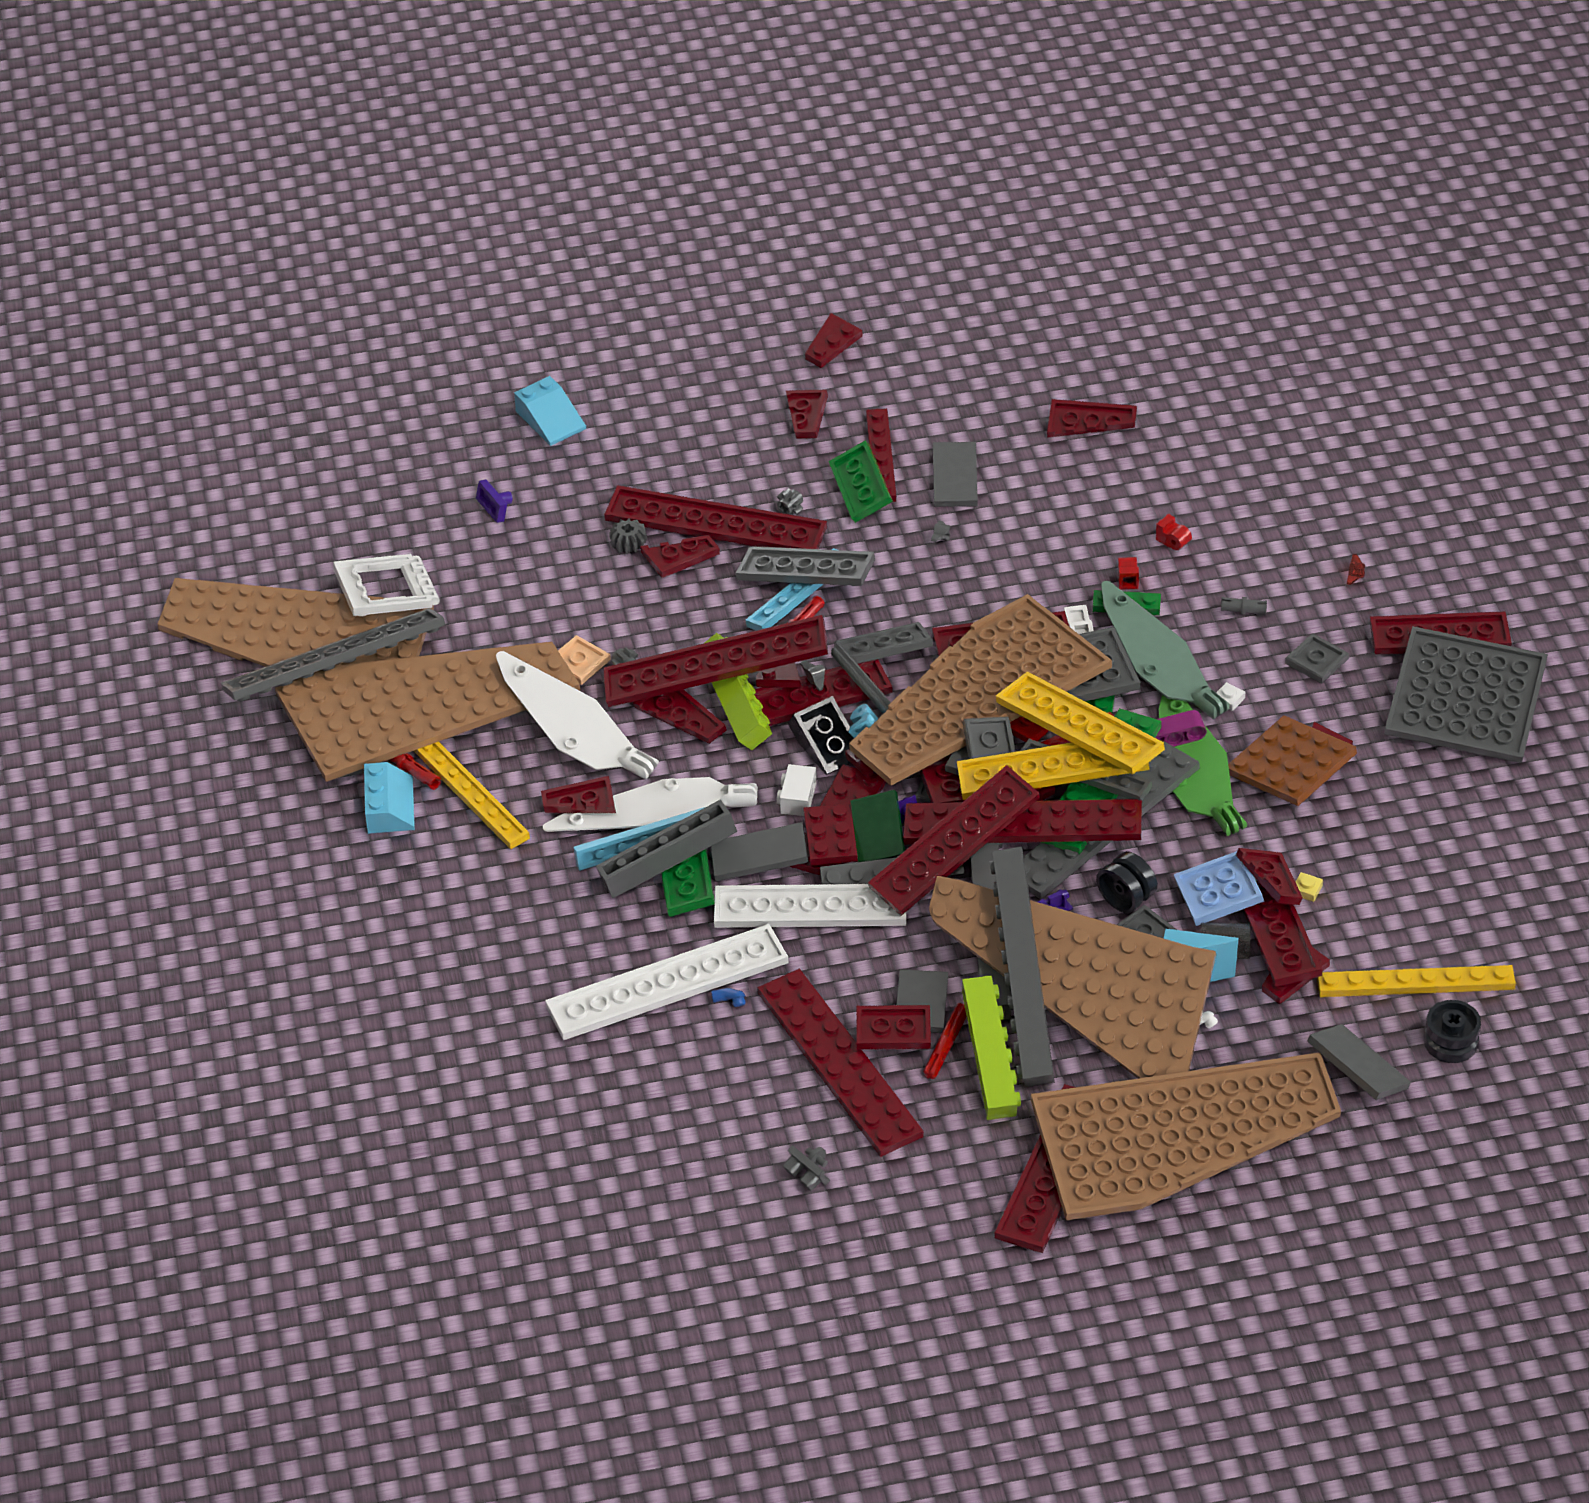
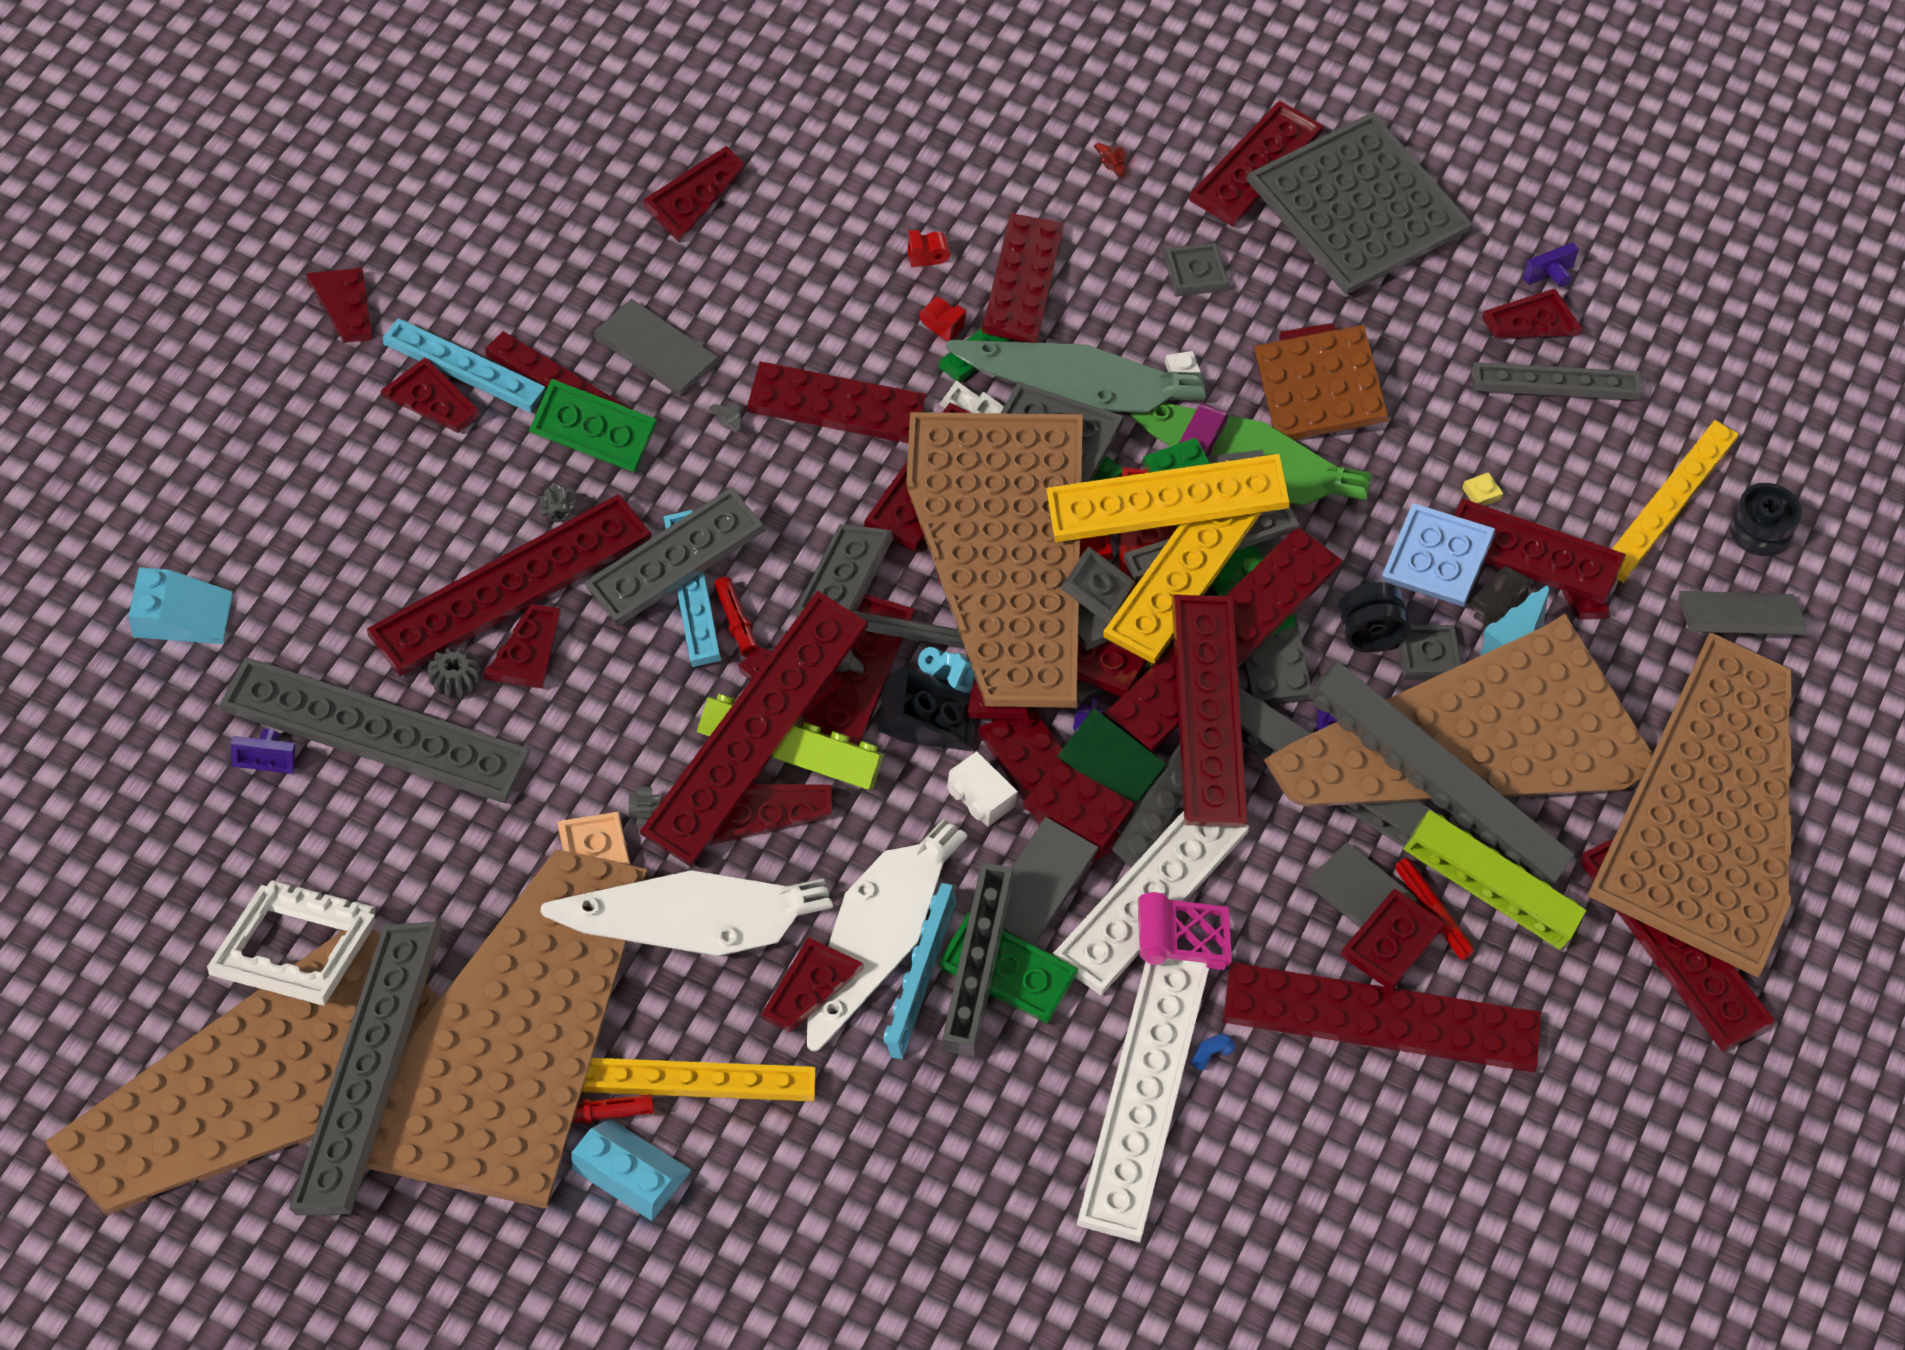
camera: 60 degrees left, 10 degrees up
(557, 533) = (375, 730): none -> dark grey plate
(778, 917) = (1159, 931): none -> dark pink piece
(814, 1173) = (1495, 1146): dark grey hips -> none
(842, 406) = (464, 365): none -> medium azure plate
(1007, 564) = (833, 402): none -> dark red plate
(1203, 585) = (1023, 278): none -> dark red plate
(1244, 605) = (1077, 269): dark grey pin -> none
(1272, 874) = (1471, 502): dark red wing -> none
(1443, 871) = (1556, 381): none -> dark grey plate
(1483, 830) = (1532, 317): none -> dark red wing
(1540, 814) = (1553, 265): none -> dark purple tile

